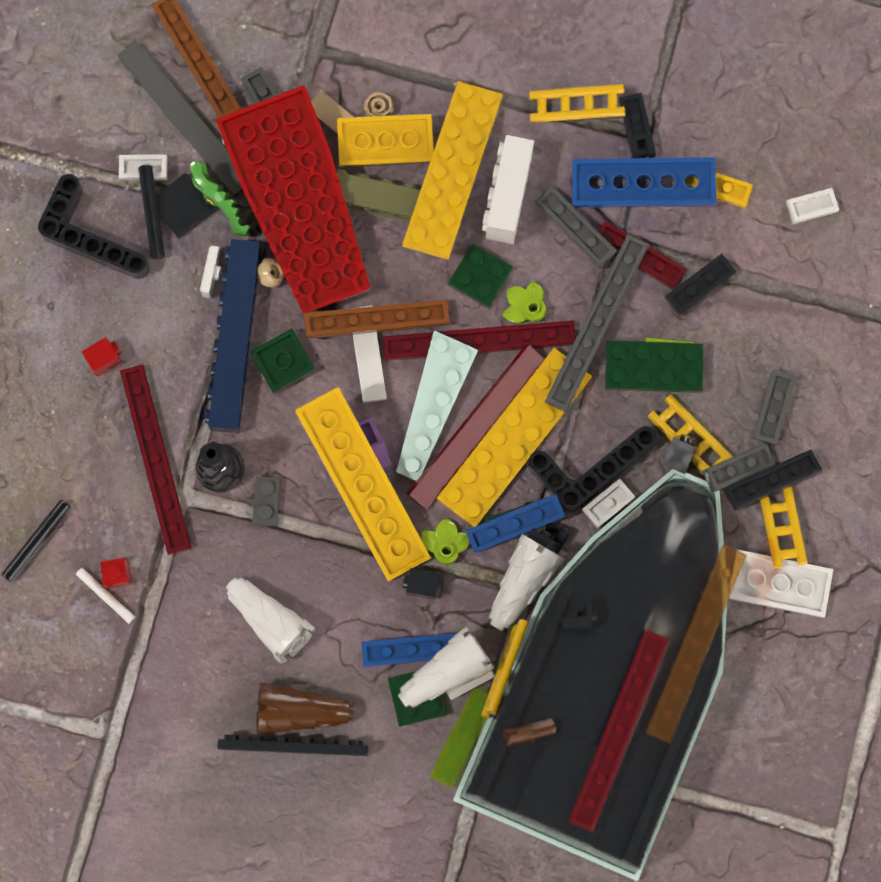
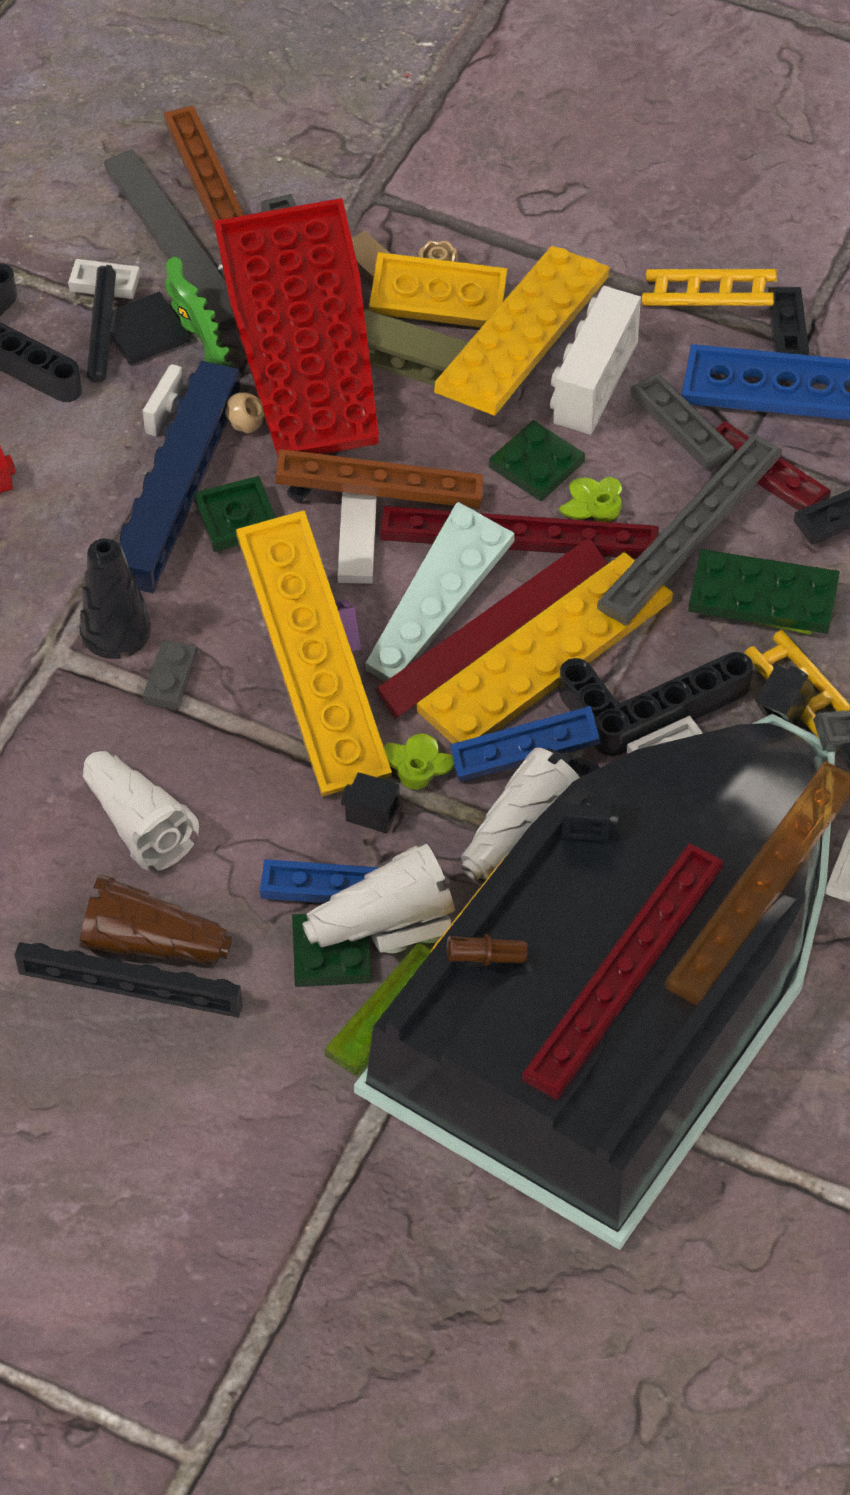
camera: 10 degrees right, 25 degrees down
(155, 460) = (27, 606): dark red tile -> none

